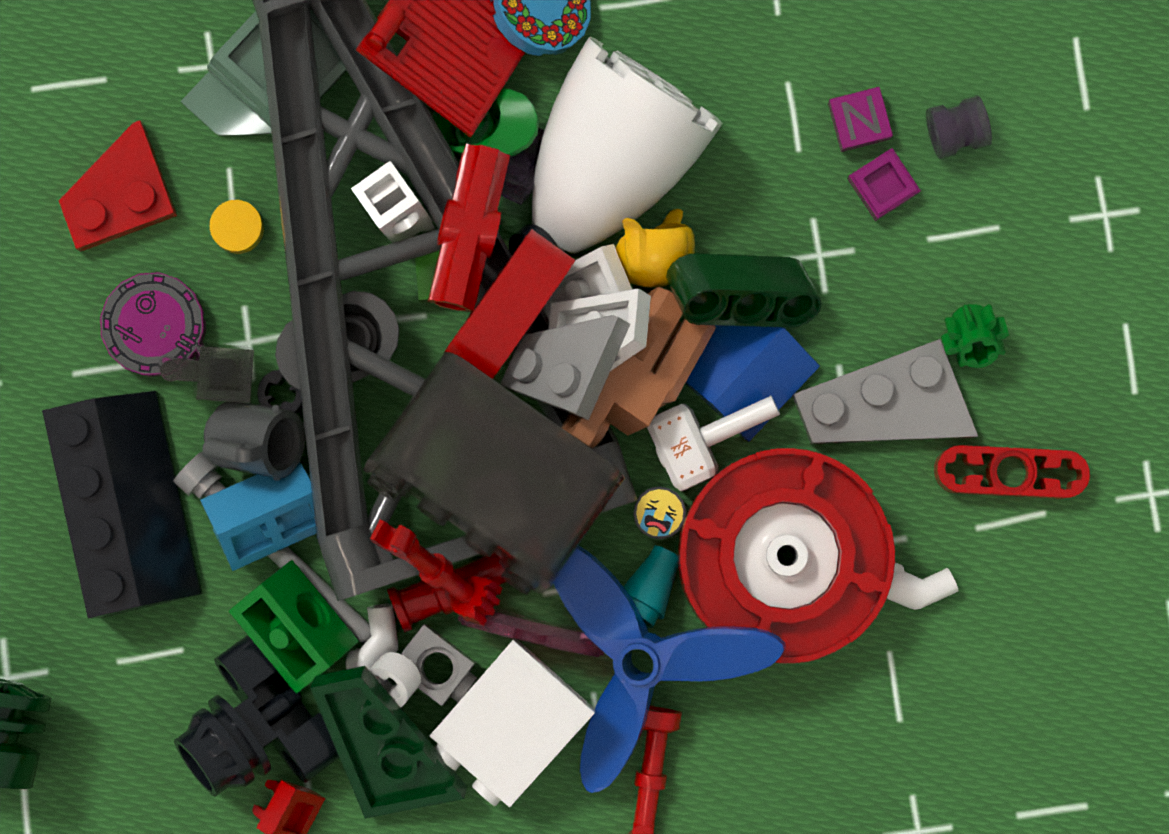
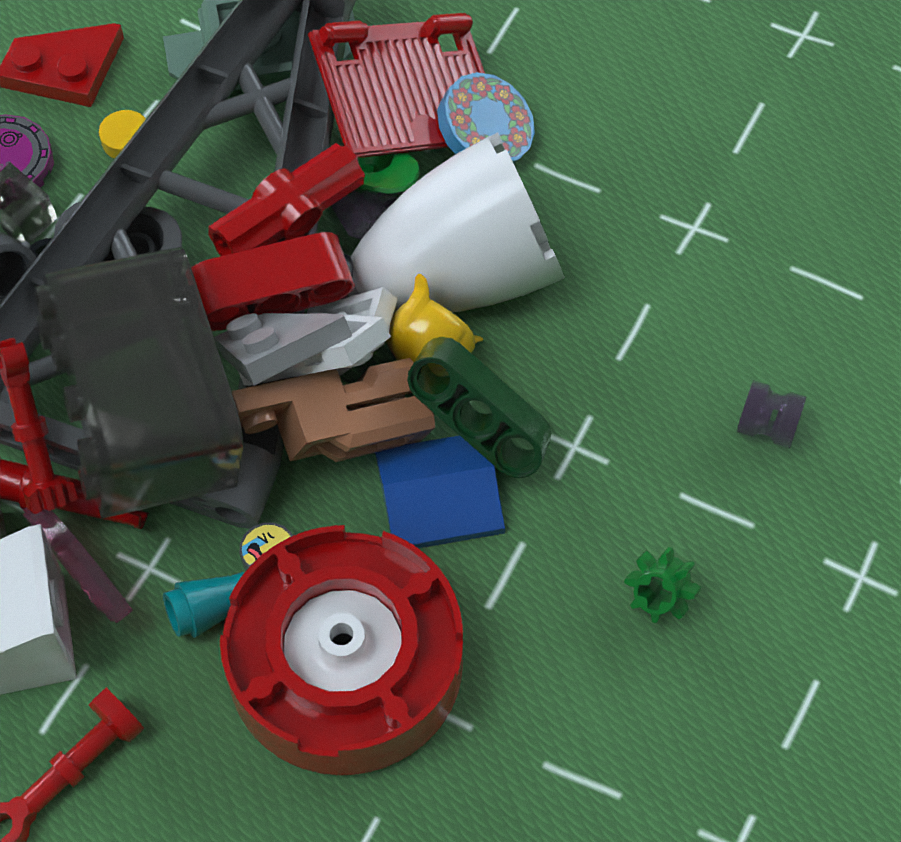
camera: 35 degrees right, 25 degrees down
(392, 204) = (244, 159): white leg -> none
(616, 626) = (144, 602): blue piece -> none
(685, 446) = (337, 496): white piece -> none
(860, 119) = (688, 363): magenta tile -> none
(883, 184) = (672, 424): magenta tile -> none
(887, 401) = (549, 596): light grey wing -> none
(918, 592) = (440, 773): white arm -> none
(1050, 460) = (610, 706): red beam -> none

